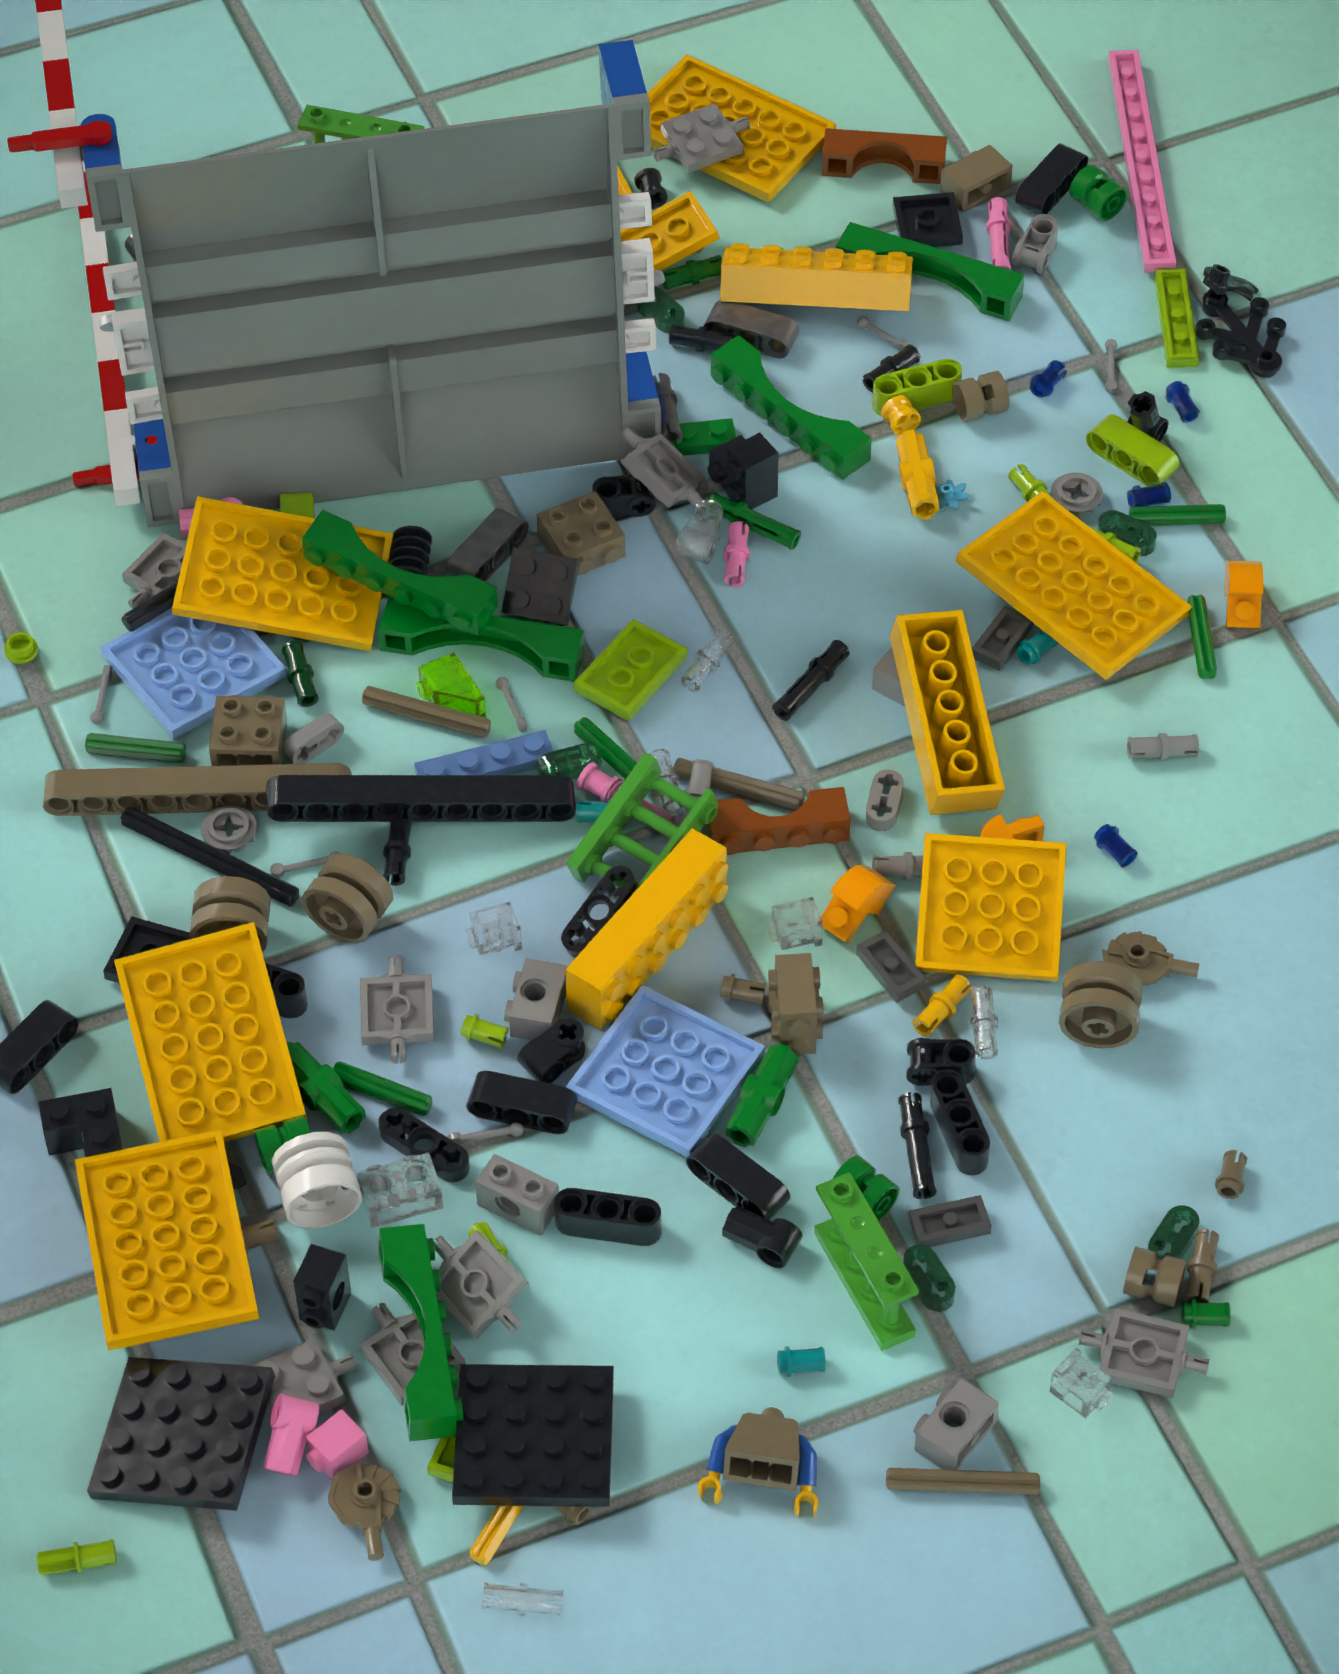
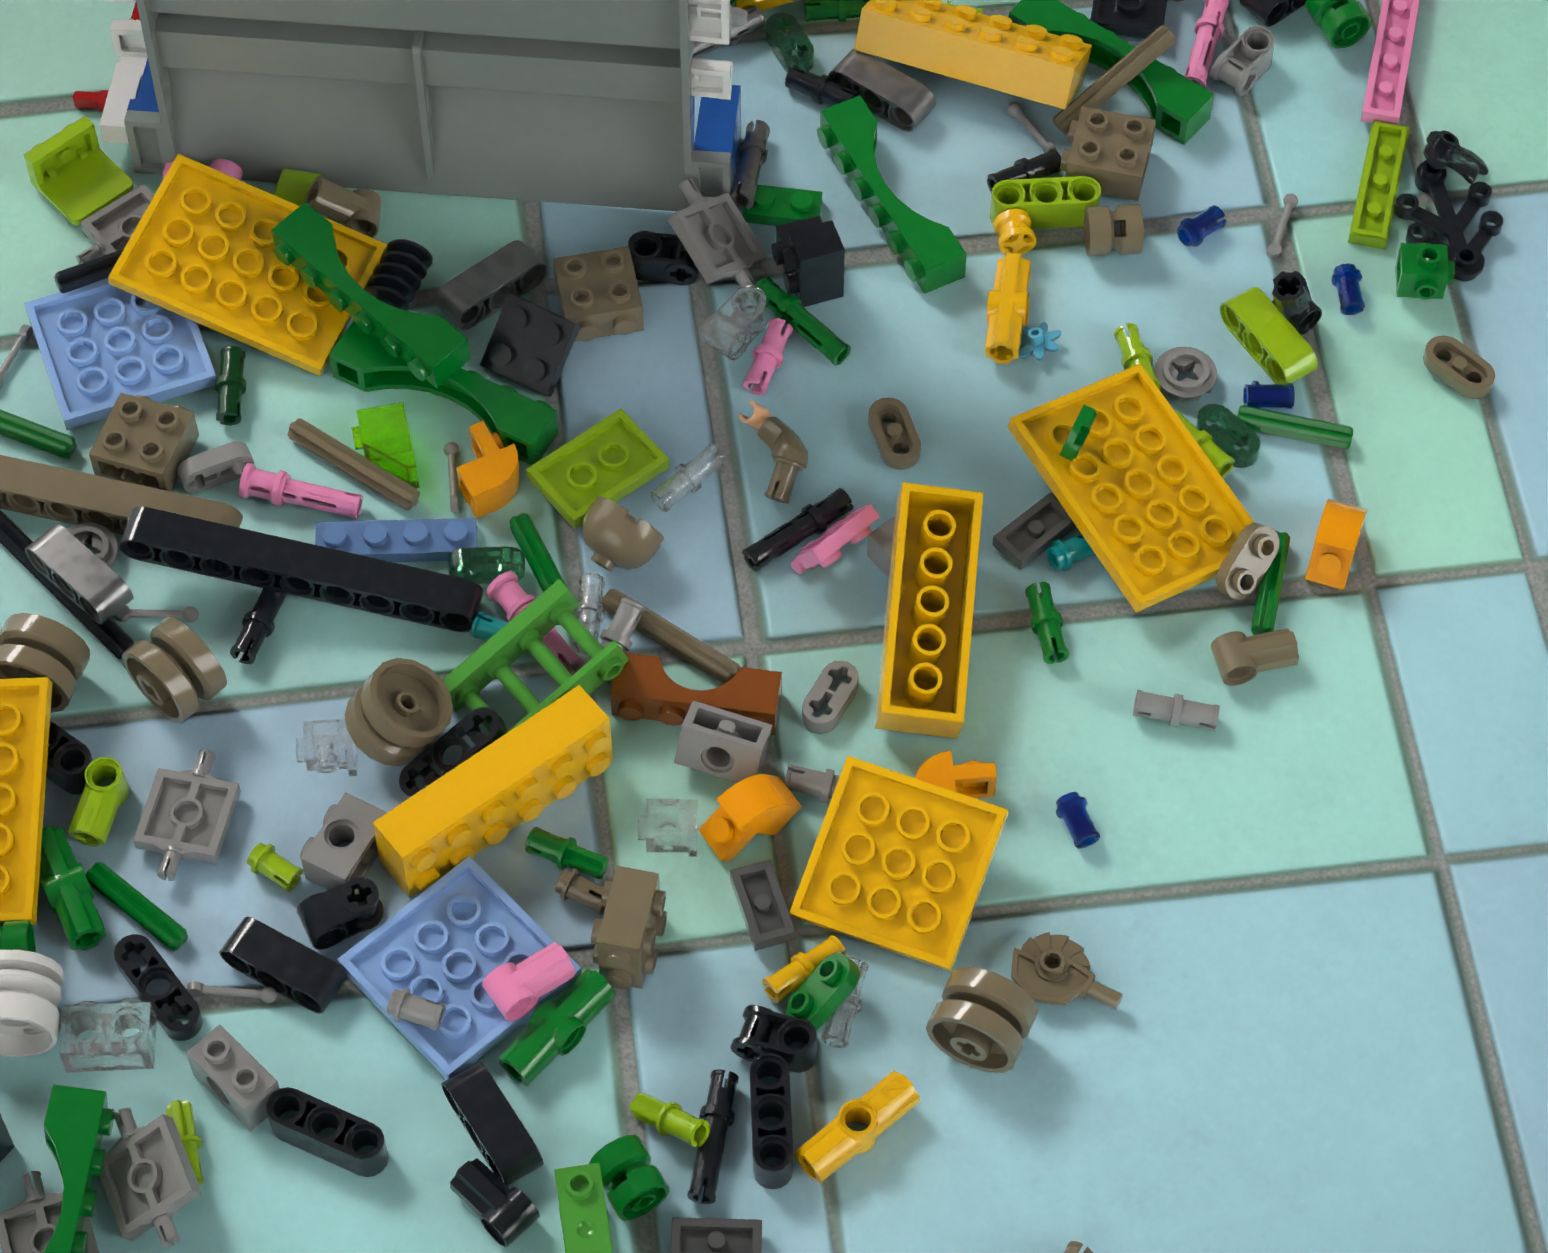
camera: 15 degrees right, 5 degrees up
(101, 537) = (76, 172): none -> lime bracket
(236, 843) = (79, 573): none -> flat silver beam
(320, 1016) = (99, 804): none -> lime piece
(353, 508) = (354, 208): none -> dark tan piece
(376, 743) = (281, 489): none -> bright pink pin
(545, 691) = (492, 477): none -> light orange brick
(546, 887) = (398, 712): none -> dark tan wheel
(647, 1106) = (415, 1009): none -> light grey pin
(670, 716) = (618, 536): none -> dark tan cylinder
(718, 965) = (565, 853): none -> green axle
(725, 1069) = (519, 986): none -> bright pink piece
(780, 620) = (786, 449): none -> dark tan arm
(803, 840) = (722, 742): none -> light grey brick
(846, 677) = (827, 547): none -> bright pink plate
(866, 593) = (896, 436): none -> dark tan plate
(879, 1139) = (670, 1119): none -> lime axle
(940, 279) = (1117, 76): none -> dark tan axle
(956, 334) = (1110, 150): none -> dark tan brick
(966, 1013) = (824, 990): none -> green plate
(1016, 550) = (1078, 433): none -> green tile
(1020, 1124) = (838, 1143): none -> yellow piece
(1036, 705) = (1046, 623): none -> green pin
(1180, 621) = (1247, 560): none -> dark tan plate
(1202, 694) = (1243, 657): none -> dark tan piece
(1237, 374) = (1423, 270): none -> green brick
(1290, 441) = (1461, 367): none -> dark tan plate

